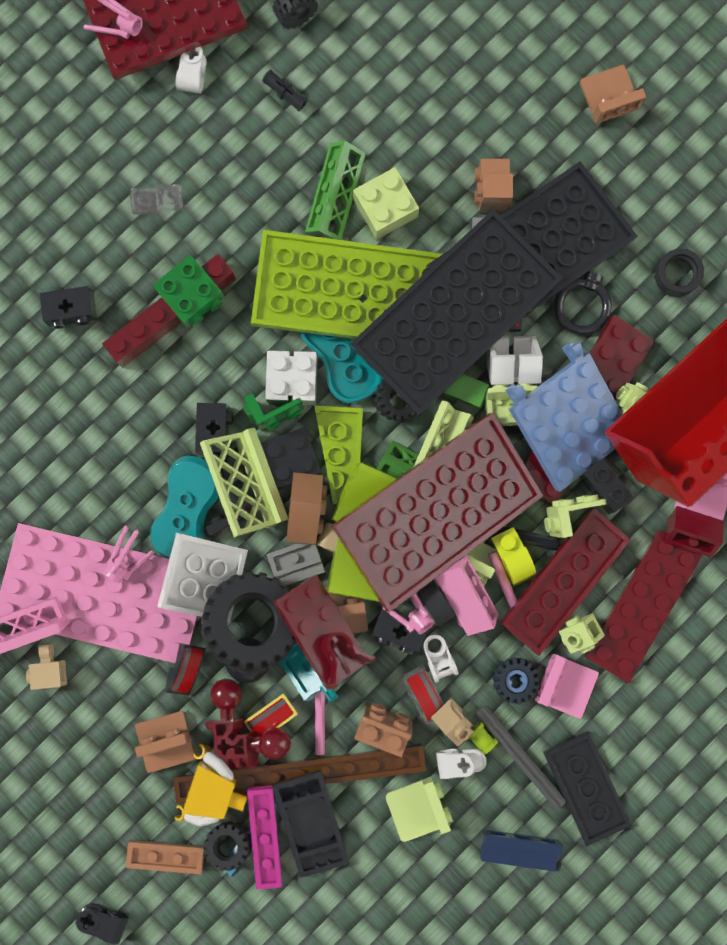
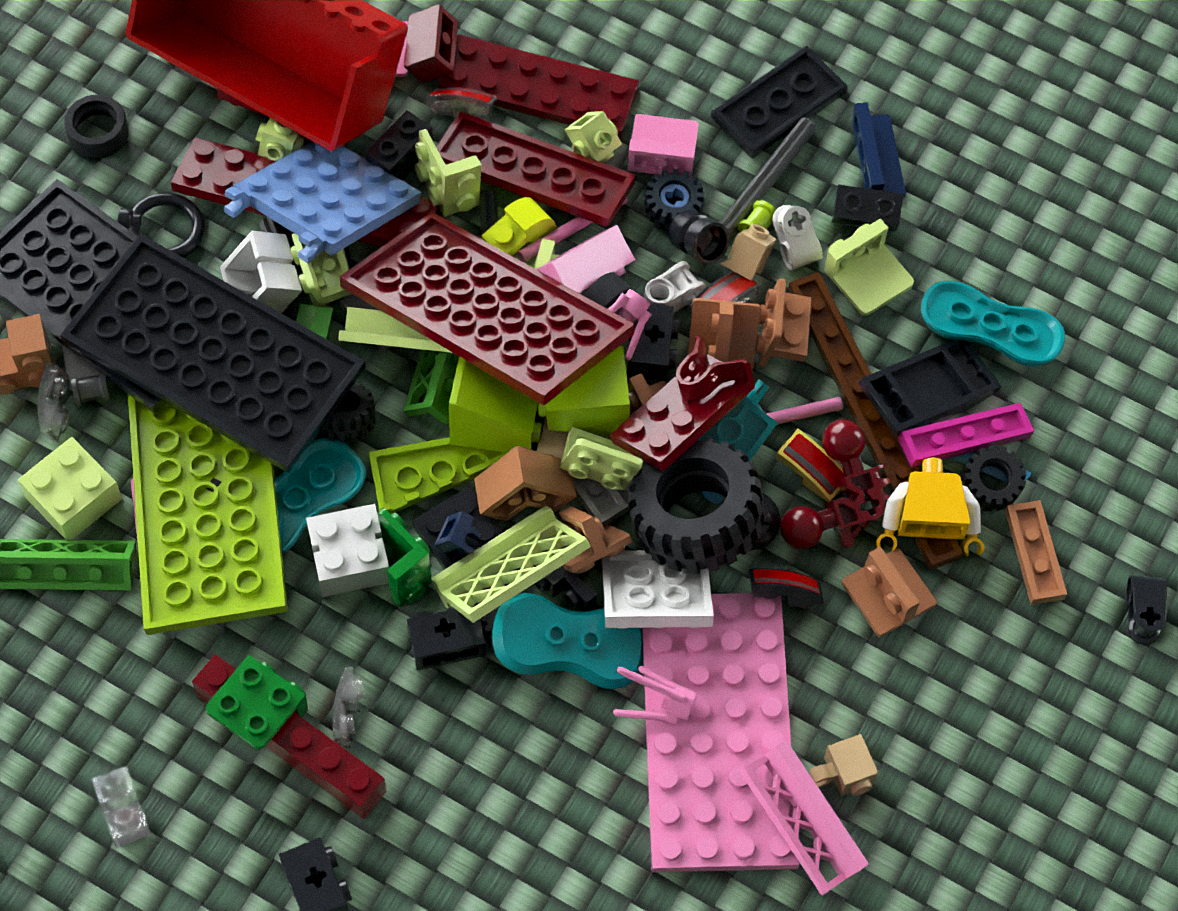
camera: 110 degrees left, 20 degrees down
(186, 354) = (345, 704): none -> clear slope
(250, 547) = (603, 540): none -> nougat bracket
(279, 450) = (454, 532): none -> dark blue tile
(307, 559) = (598, 460): none -> yellowish green bracket
(339, 907) = (1017, 332): none -> teal plate
(388, 682) = (726, 328): none -> nougat bracket
(447, 200) = (53, 415): none -> clear slope
(461, 227) = (90, 389): none -> dark grey bush
(469, 825) = (863, 205): none -> black brick
(474, 688) = (699, 236): none -> black wheel
(643, 535) = (449, 99): none -> clear slope

